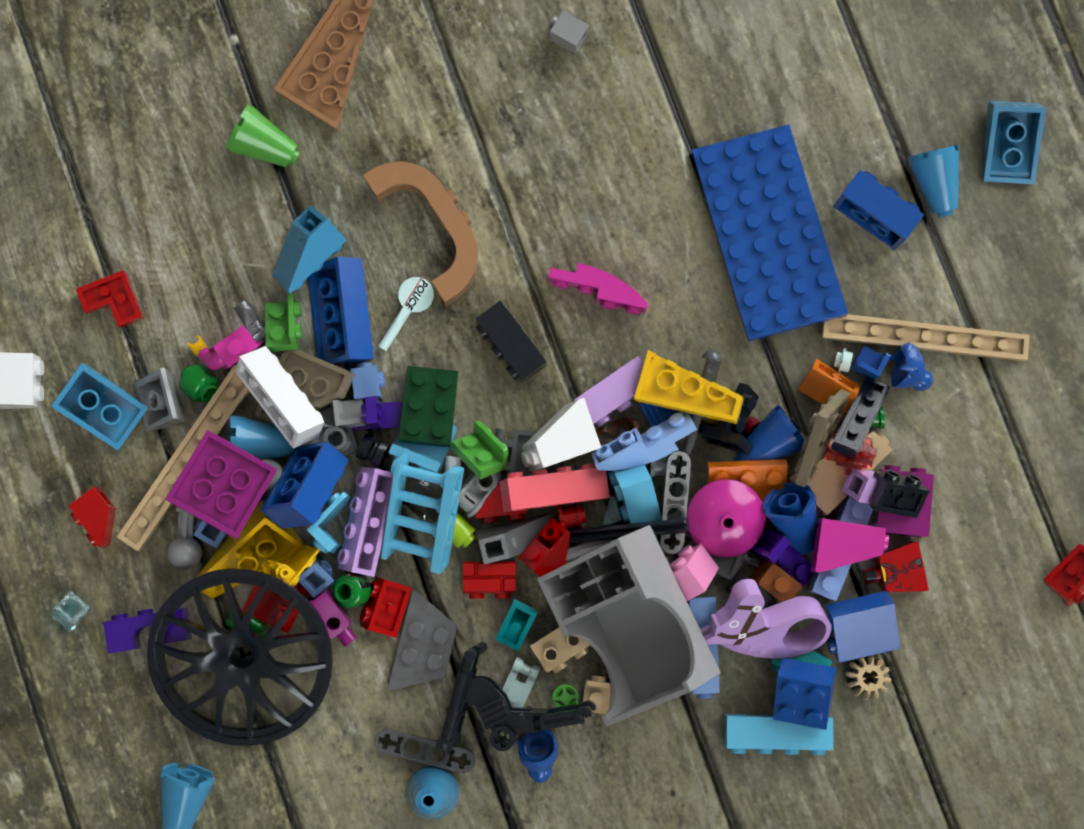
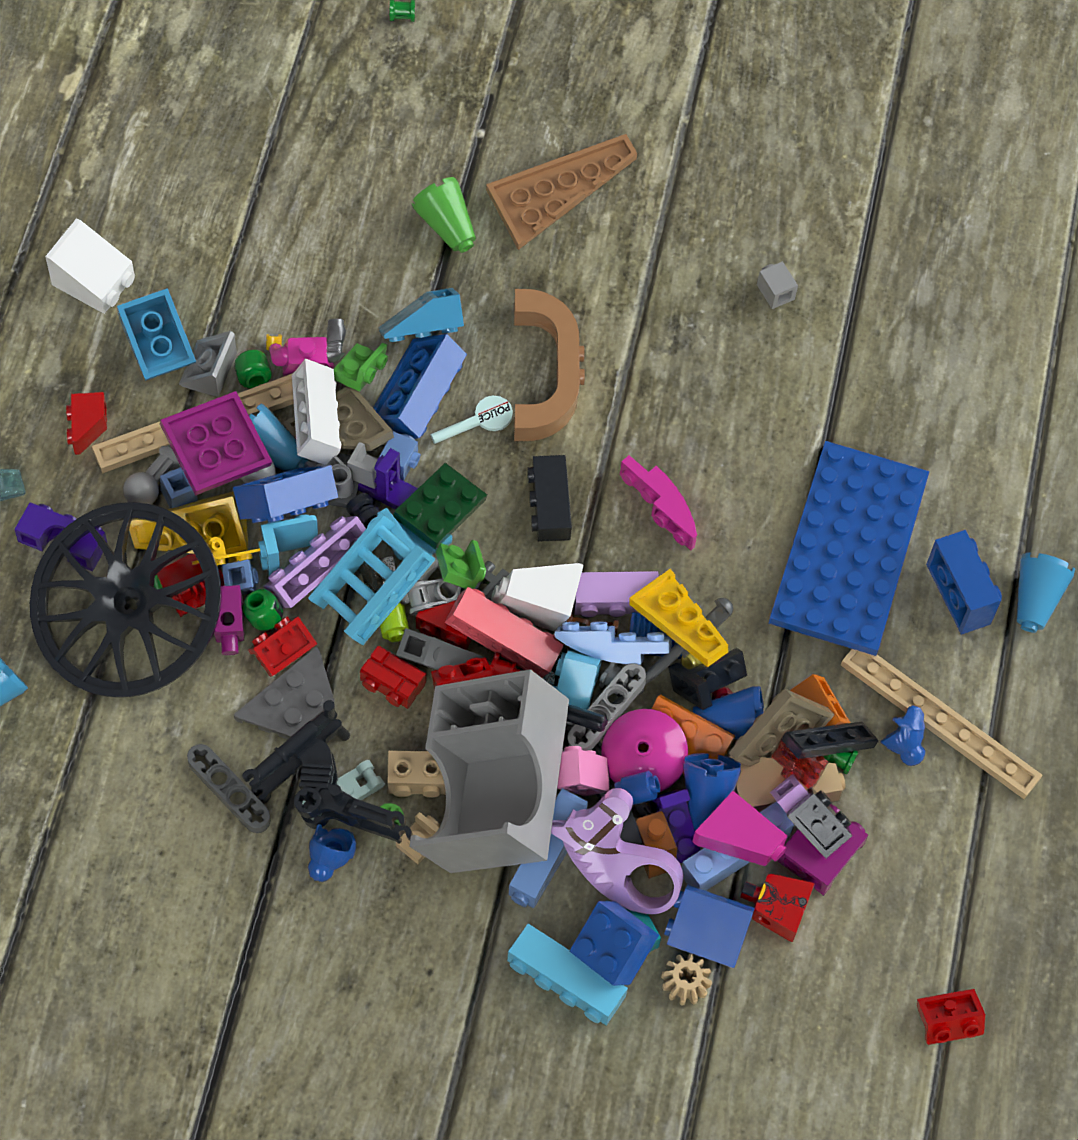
camera: 30 degrees right, 20 degrees down
(112, 291) = (235, 261): red plate -> none
(435, 783) = (208, 826): dark azure cone -> none
(516, 625) = (390, 727): teal slope -> none
(743, 557) = (640, 786): none -> blue brick
(843, 360) = (848, 694): light aqua plate -> none
(870, 363) = (872, 710): blue panel -> none

